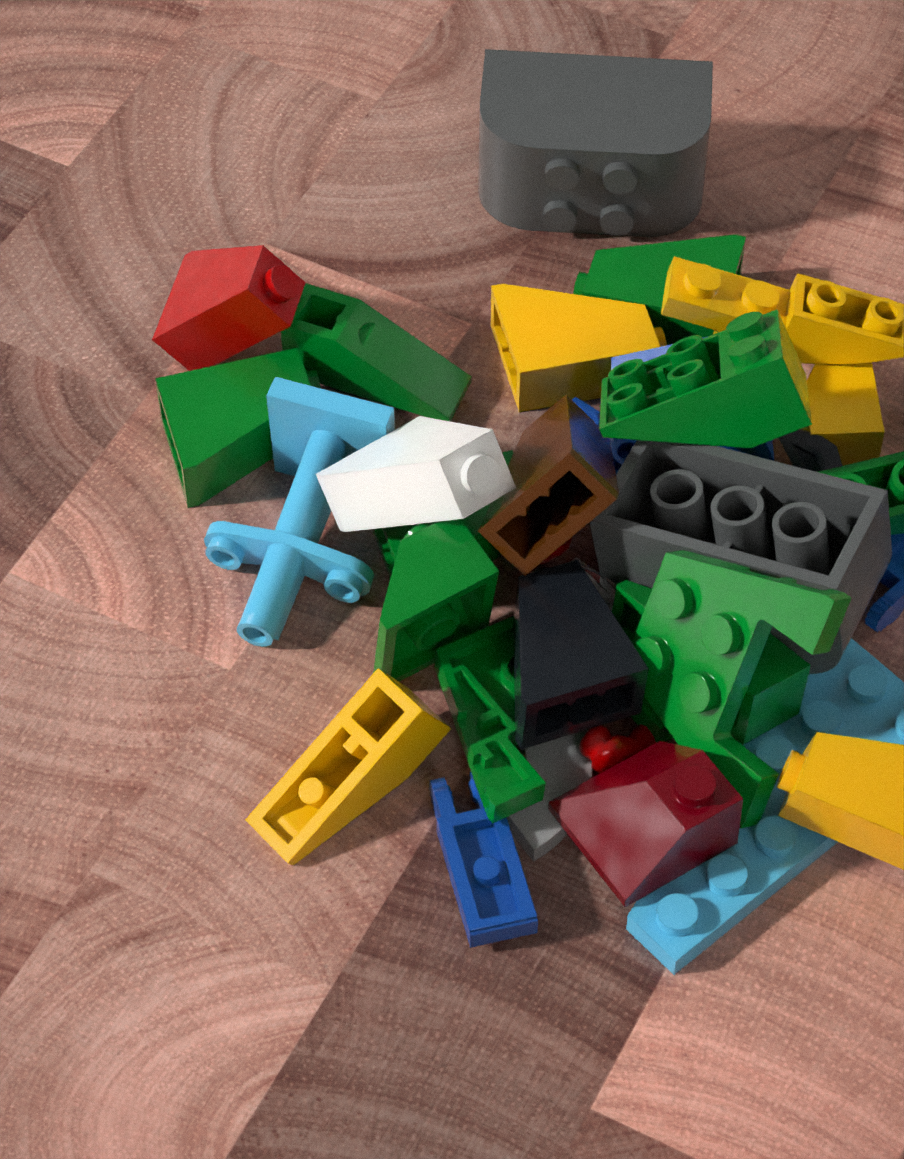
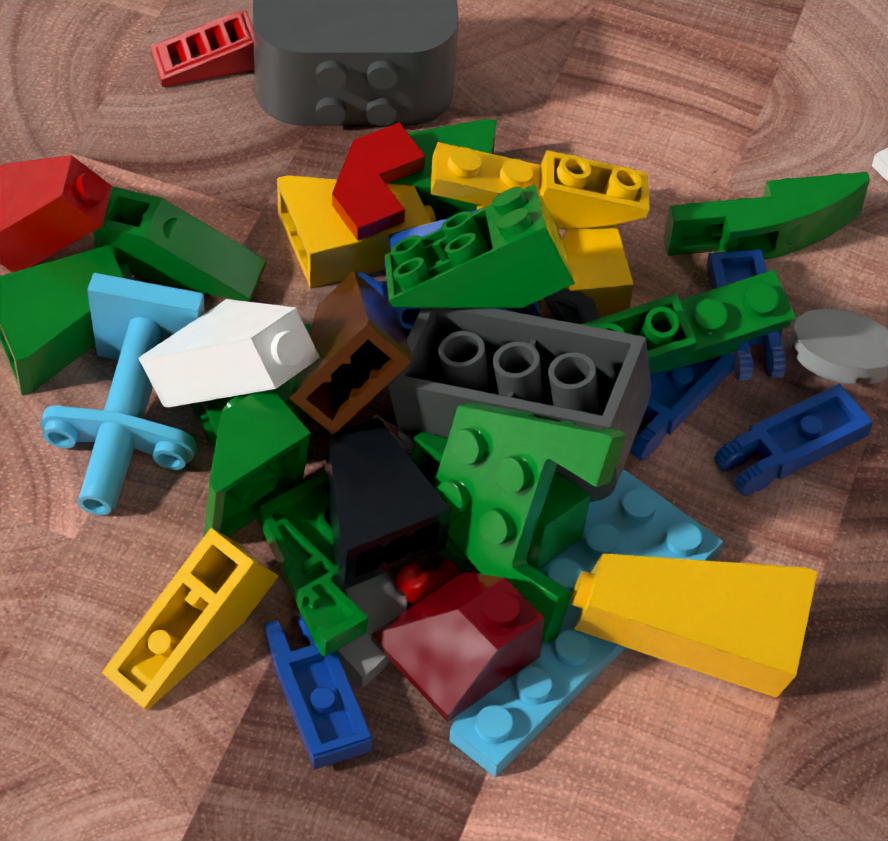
camera: 10 degrees left, 0 degrees up
(445, 136) = (223, 47): none -> red slope
(584, 303) = (362, 188): none -> red tile

